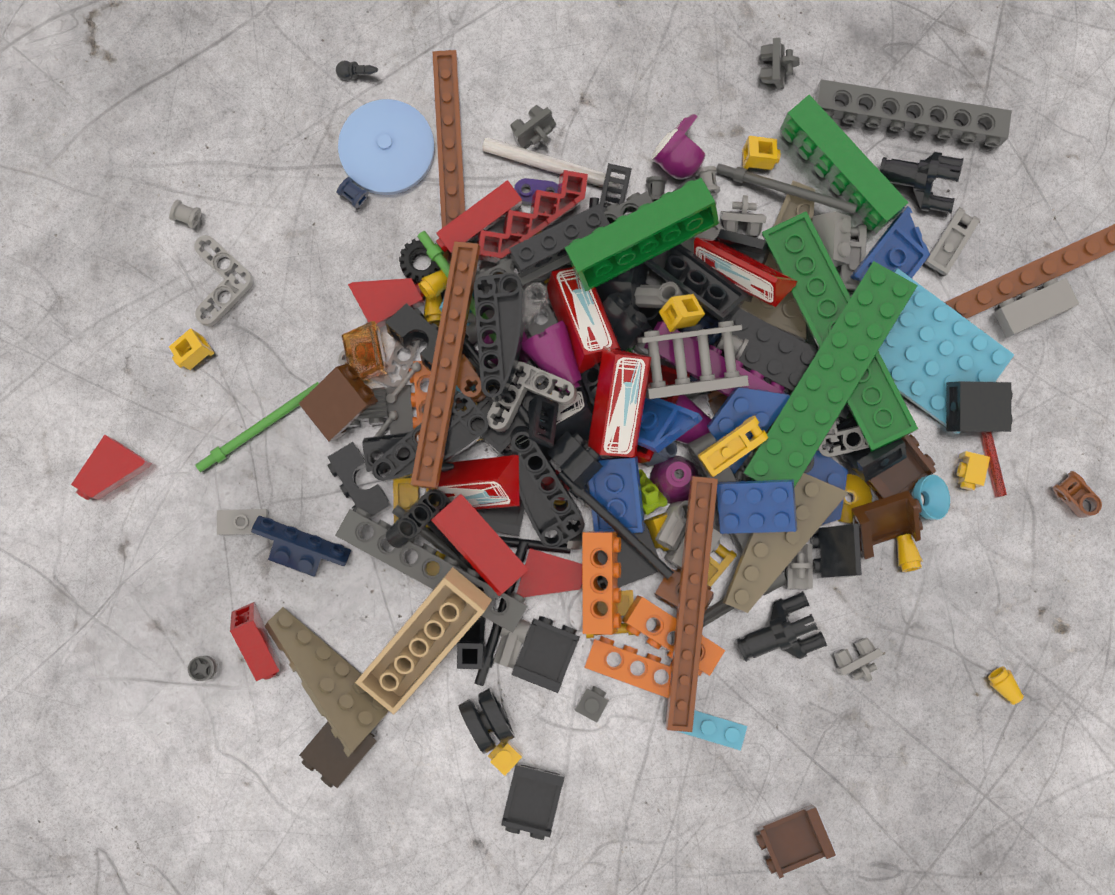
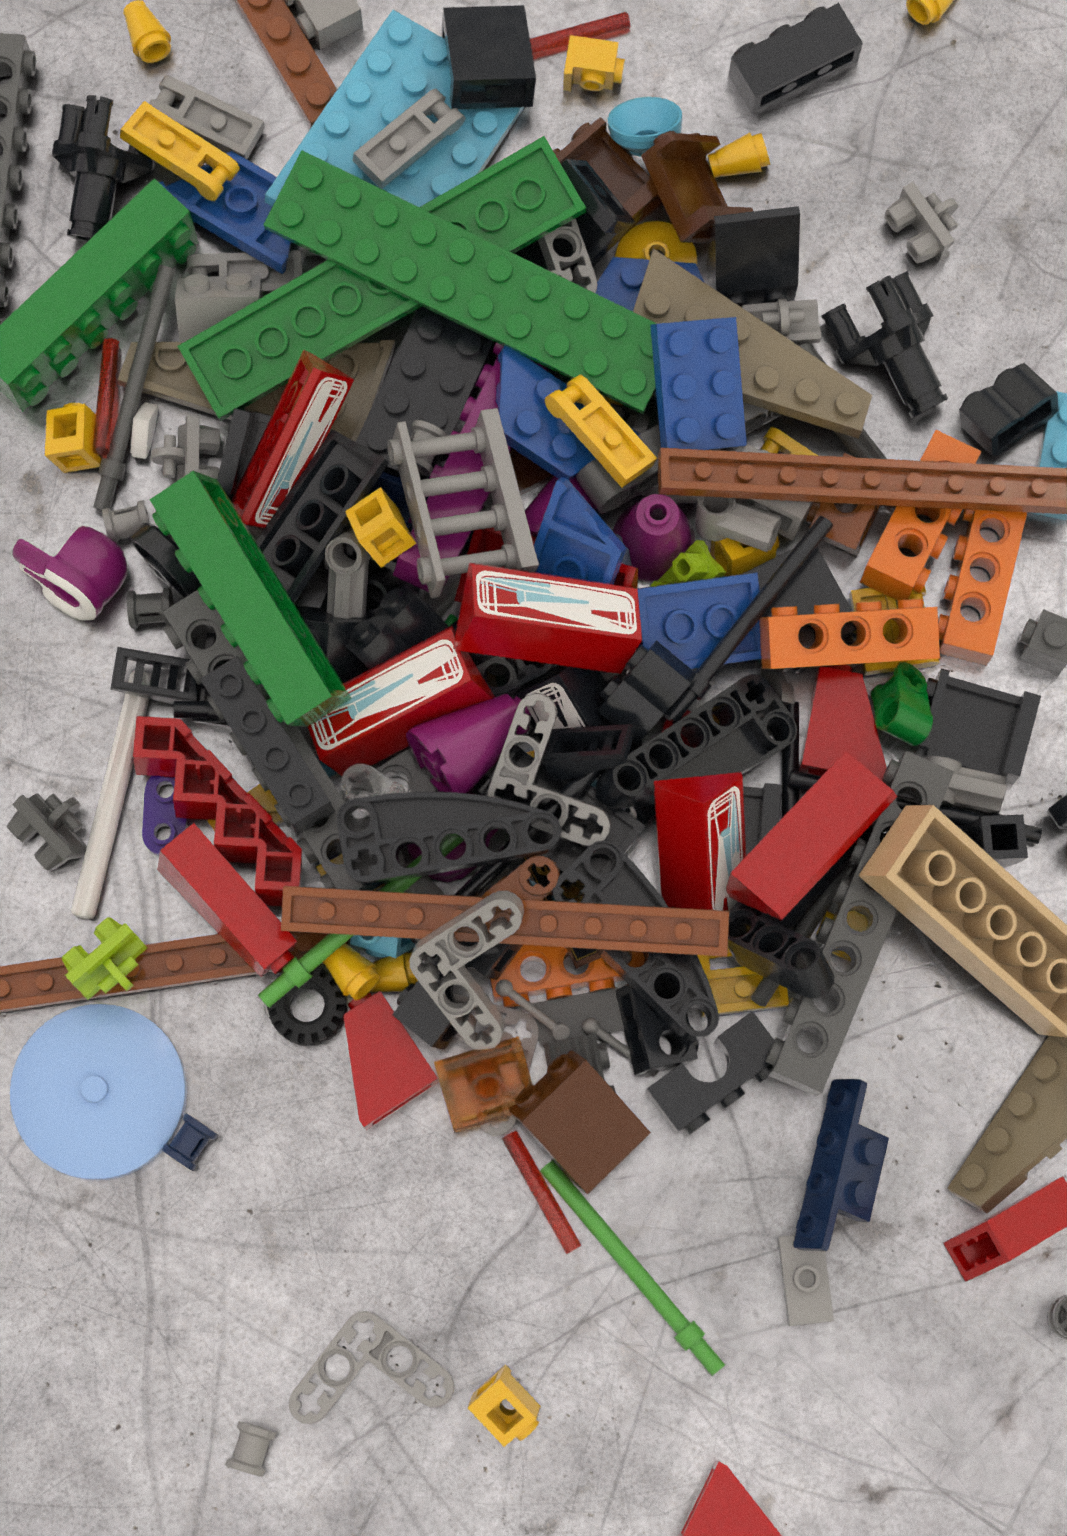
camera: 95 degrees left, 5 degrees down
(303, 382) = (541, 1192): none -> clear red bar
(423, 333) = (454, 957): none -> light grey beam
(451, 152) = (106, 963): none -> lime hips
(559, 611) = (903, 705): none -> green piece
(736, 696) = (1008, 409): none -> black brick
(763, 193) = (143, 430): none -> white tile
(783, 173) = (106, 396): none -> clear red bar
(927, 353) = (407, 138): none -> light grey plate
(929, 221) = (179, 150): none -> yellow plate
(970, 593) = (794, 57): none -> black brick
(1005, 211) = (146, 33): none -> yellow cone

